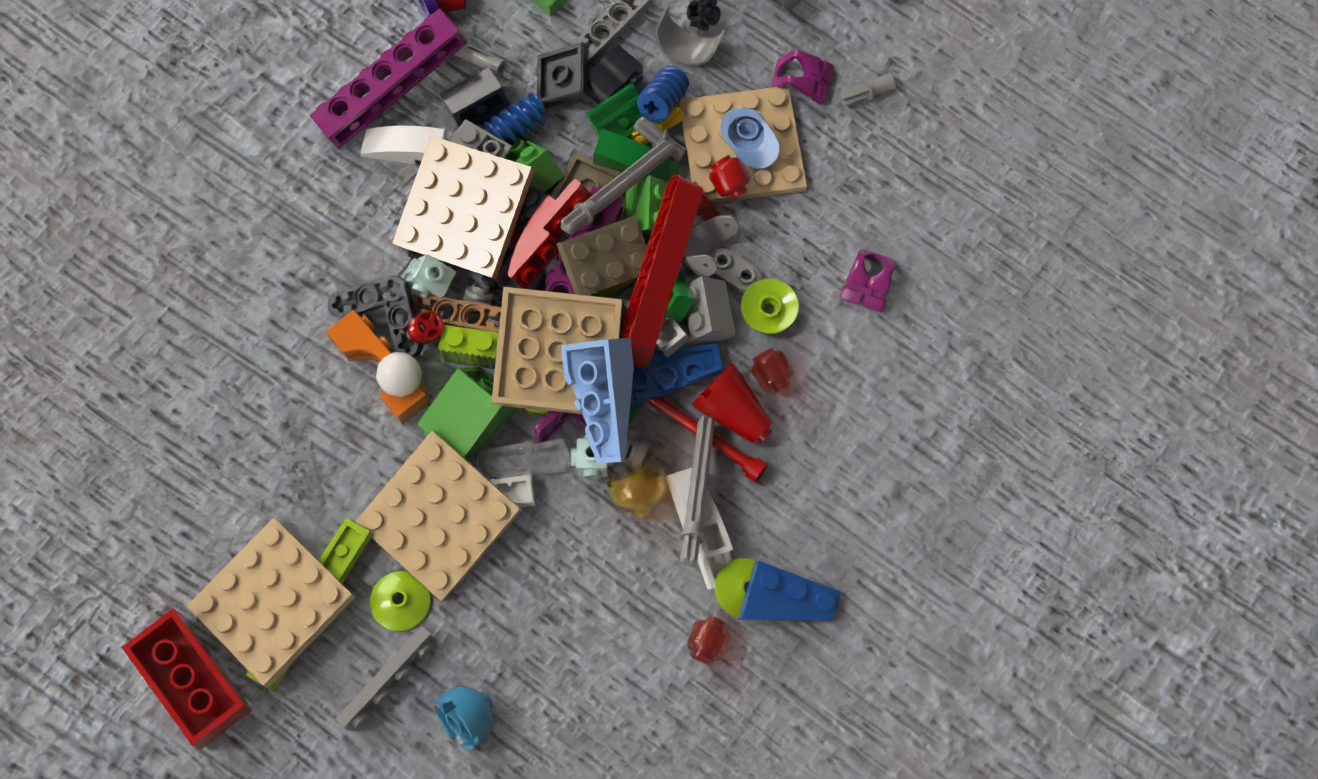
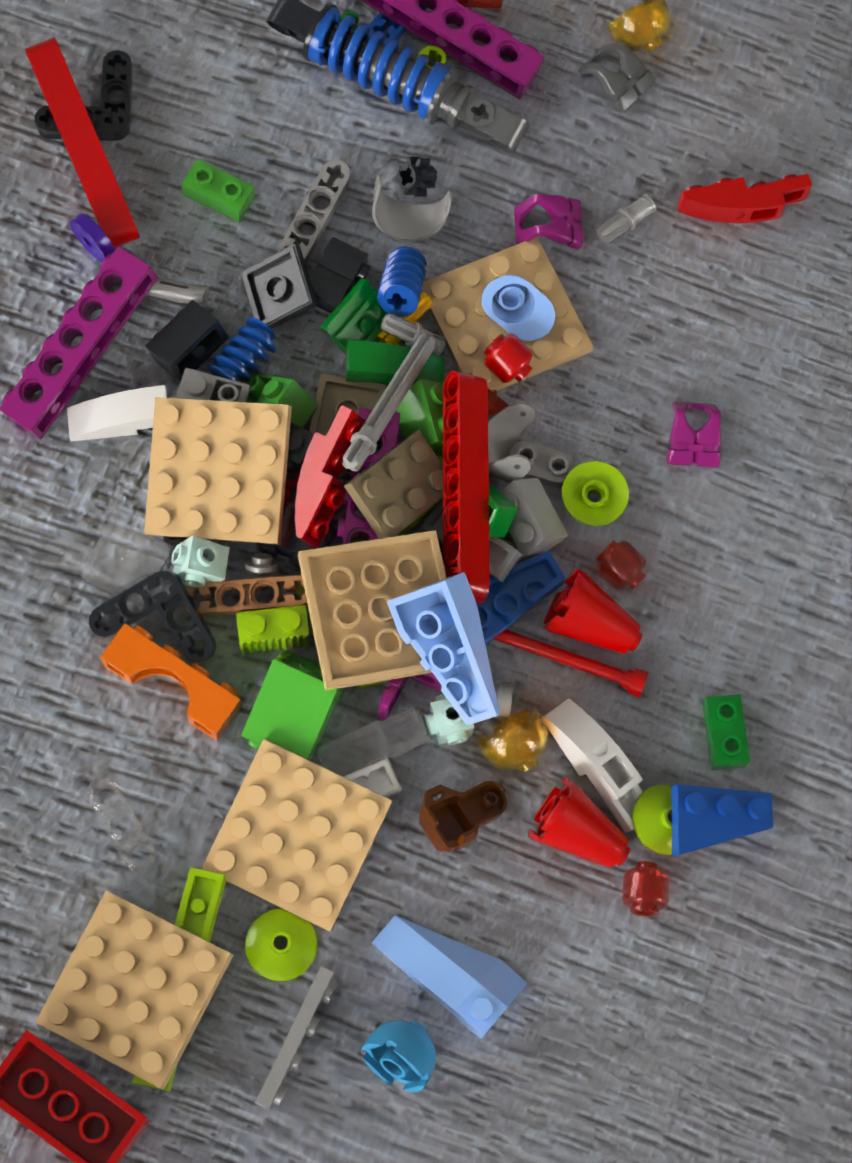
camera: 25 degrees left, 0 degrees up
(399, 374) = (203, 684): white hair -> none
(432, 326) = (225, 617): red wheel -> none
(535, 668) = (459, 977): none -> light blue wedge
(570, 536) = (457, 816): none -> reddish brown piece
(664, 575) = (579, 827): none -> red cone
(692, 532) = (597, 776): light grey axle -> none
(818, 531) = (726, 732): none -> green piece
(962, 97) = (735, 203): none -> red slope

